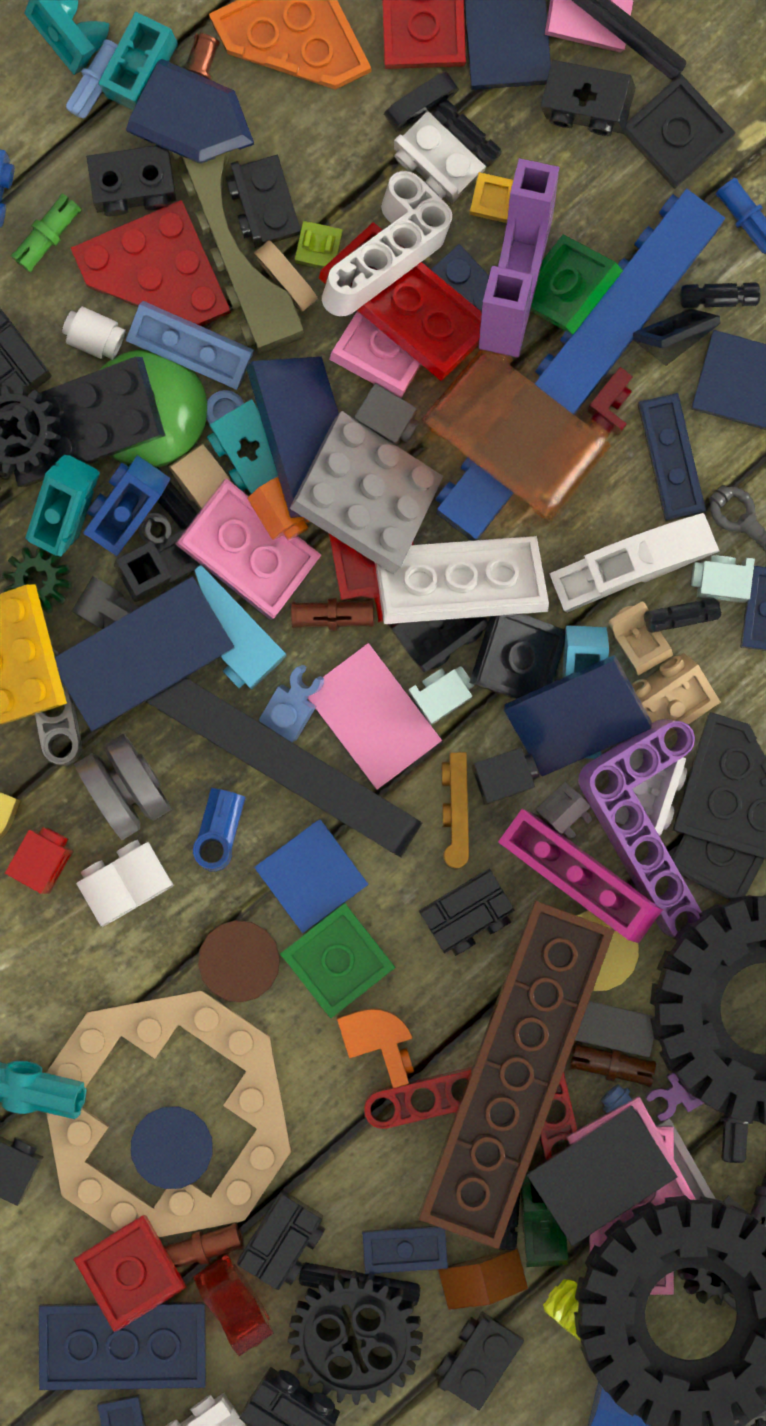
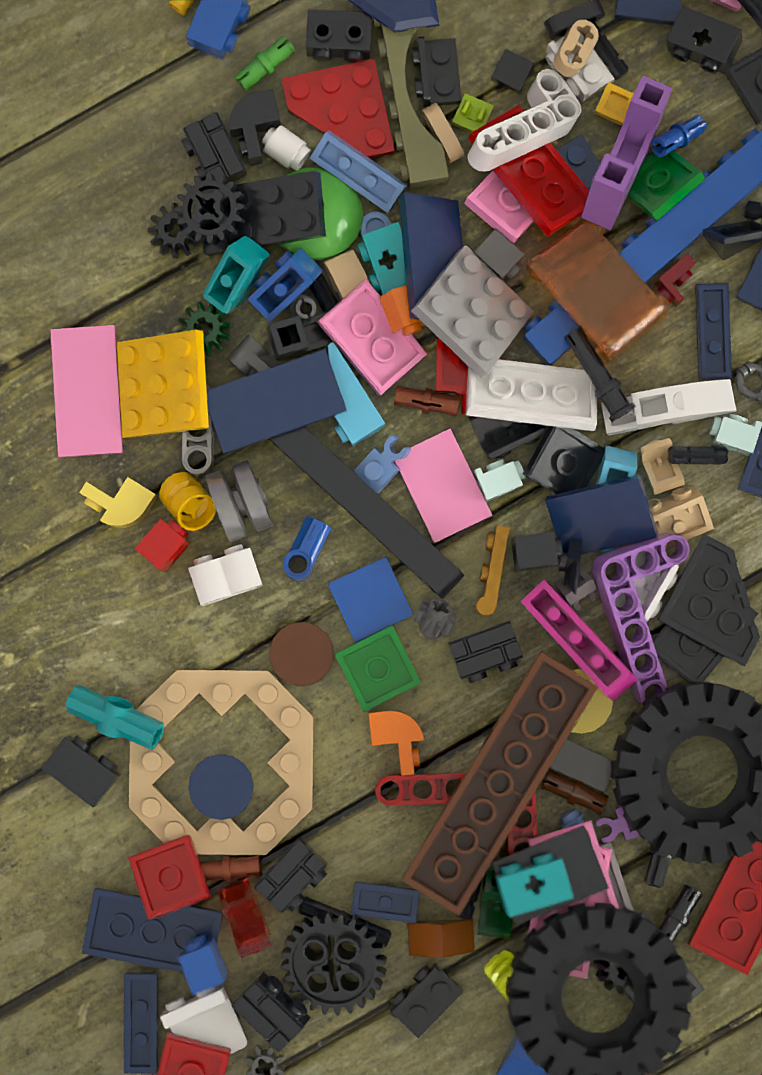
camera: 15 degrees right, 0 degrees up
(43, 301) = (252, 115): none -> black brick
(58, 799) = (187, 501): none -> yellow wheel
(192, 1373) = (203, 964): none -> blue brick
(357, 181) = (512, 71): none -> black tile
(396, 883) = (435, 618): none -> dark grey gear
(422, 136) = (581, 51): none -> tan beam
(551, 553) = (606, 386): none -> black pin
(551, 783) = (571, 564): none -> black plate
(572, 1213) = (521, 899): none -> teal brick
(580, 222) = (678, 136): none -> blue axle

